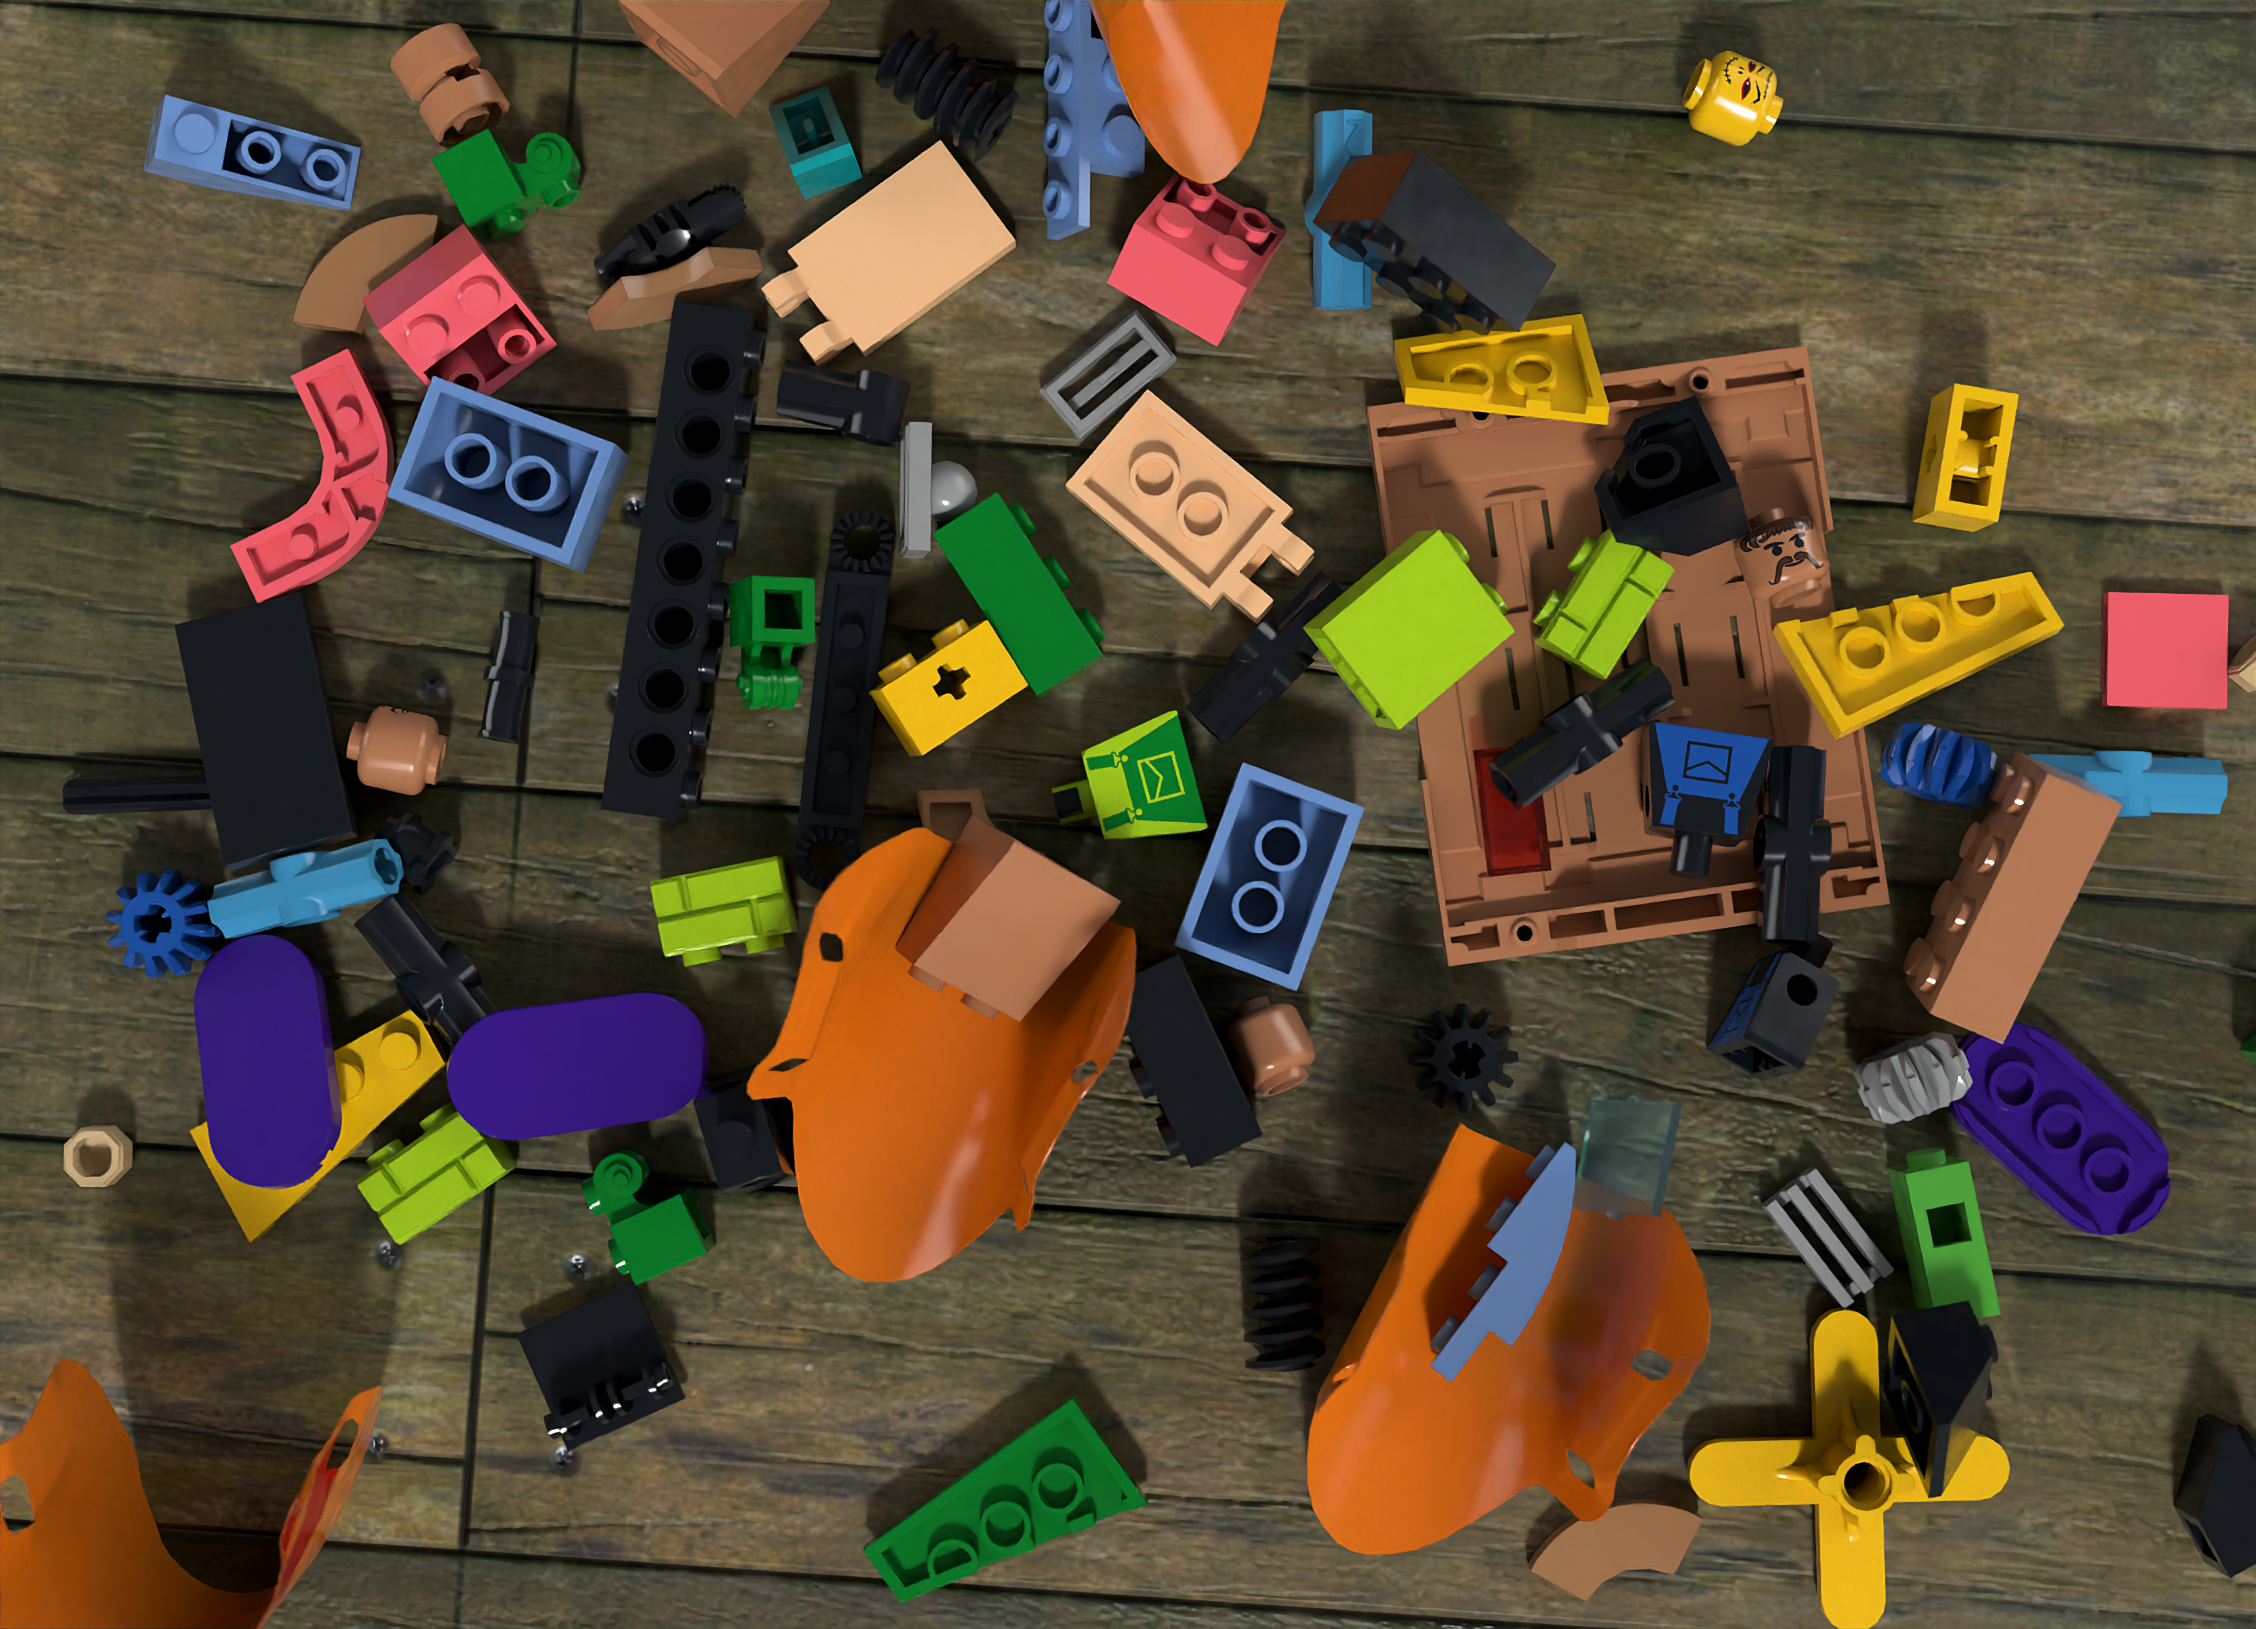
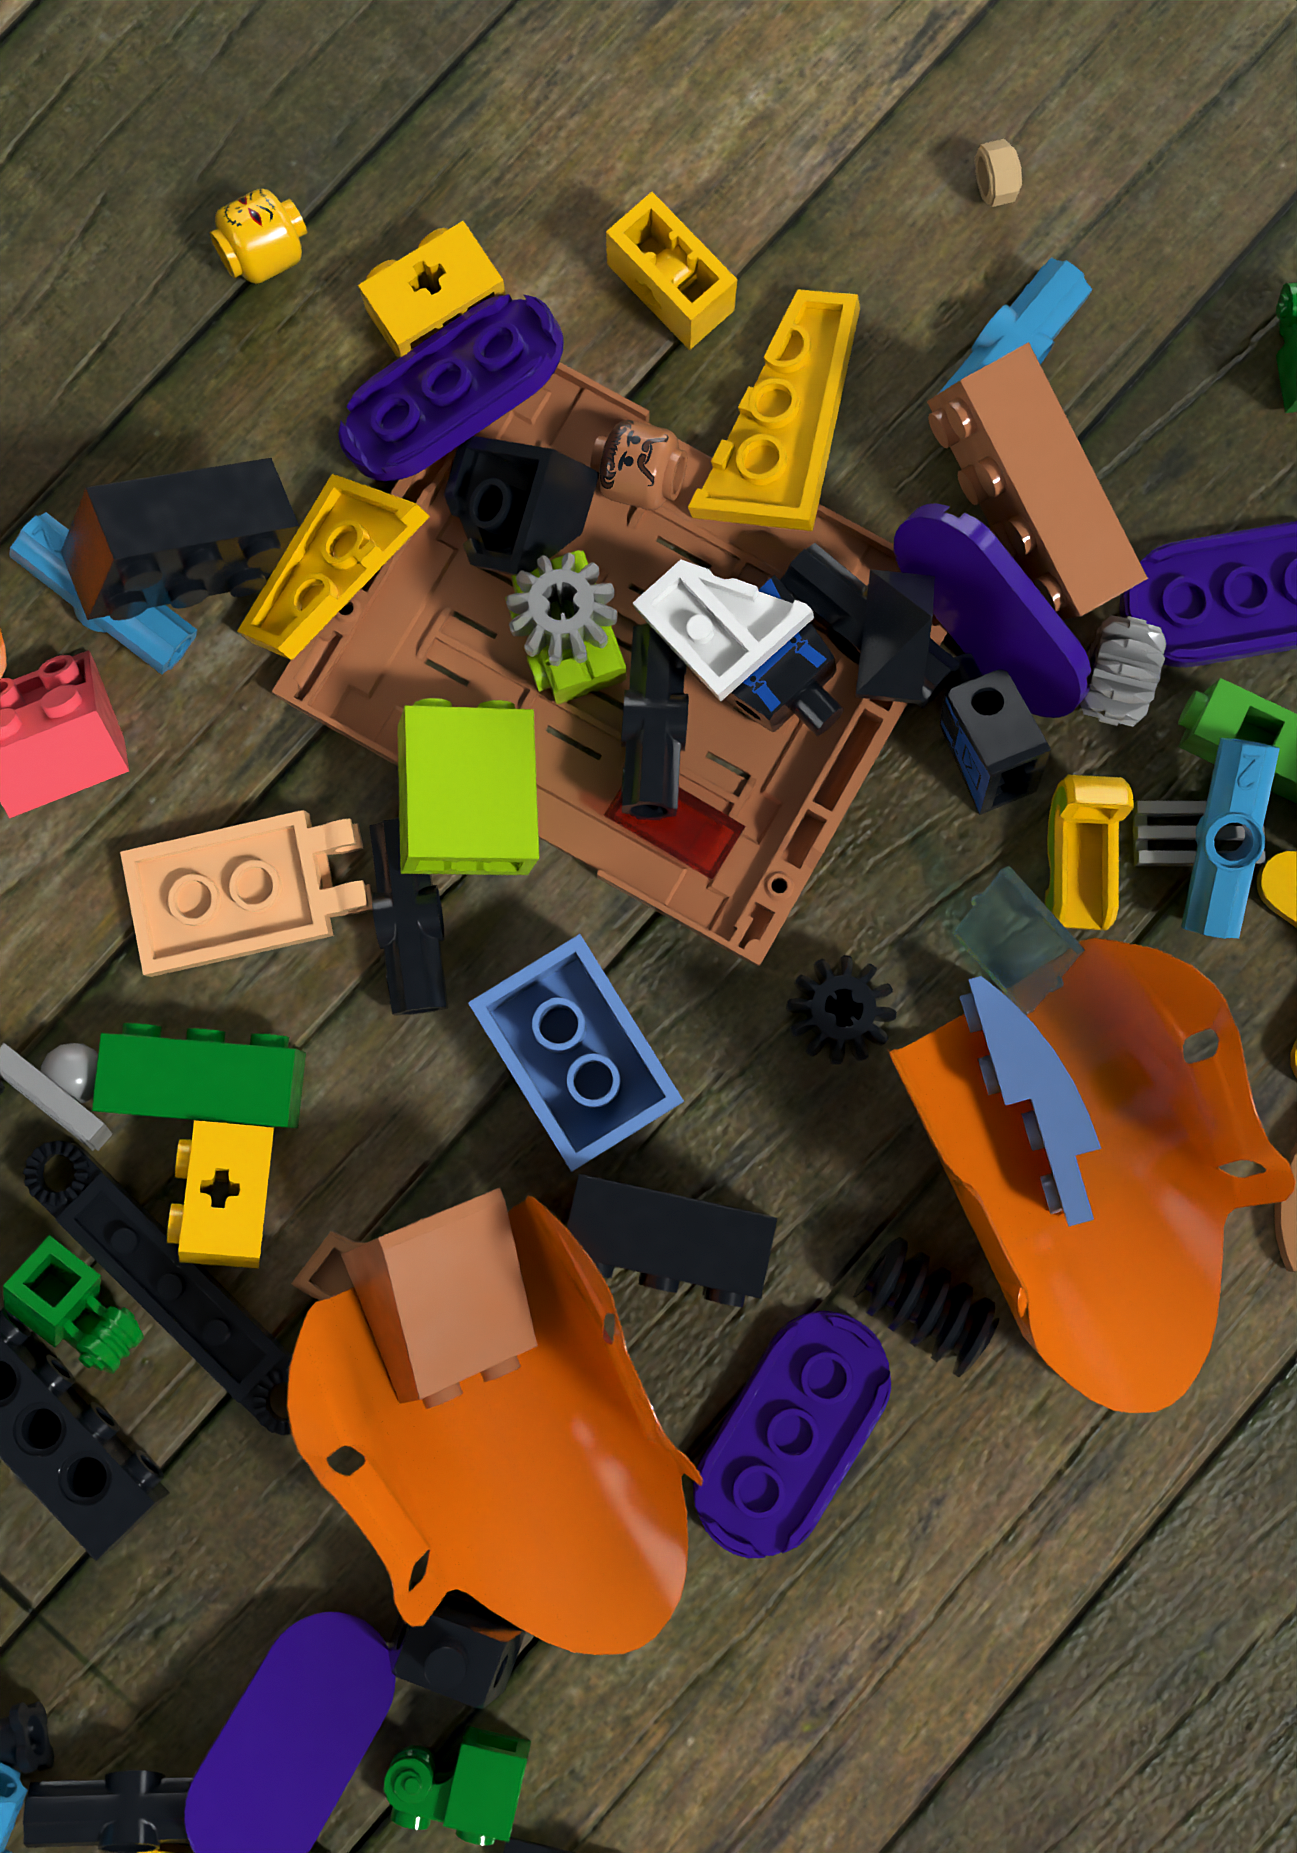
camera: 50 degrees left, 5 degrees down
(724, 908) = (259, 1520): lime brick -> none
(1025, 1493) = (927, 1643): green wing -> none
(1067, 411) = (111, 875): light grey tile -> none
(1102, 1270) = (792, 1434): none -> dark purple tile
(1137, 784) = (423, 1102): torso -> none
(1268, 1046) = (714, 1158): nougat head -> none
(1599, 572) = (561, 585): none -> light grey gear
(1697, 727) = (719, 624): none -> white wing
(1728, 355) = (451, 387): none -> dark purple tile
(1742, 1157) = (1086, 850): none -> yellow animal
(1762, 283) = (447, 263): none -> yellow brick
(1798, 876) = (895, 636): none -> black slope
(1878, 1245) = (1223, 880): none -> dark azure piece
(1882, 935) = (994, 608): none -> dark purple tile
(1938, 765) = (892, 468): blue gear -> none
(2164, 650) = (936, 239): coral piece -> none

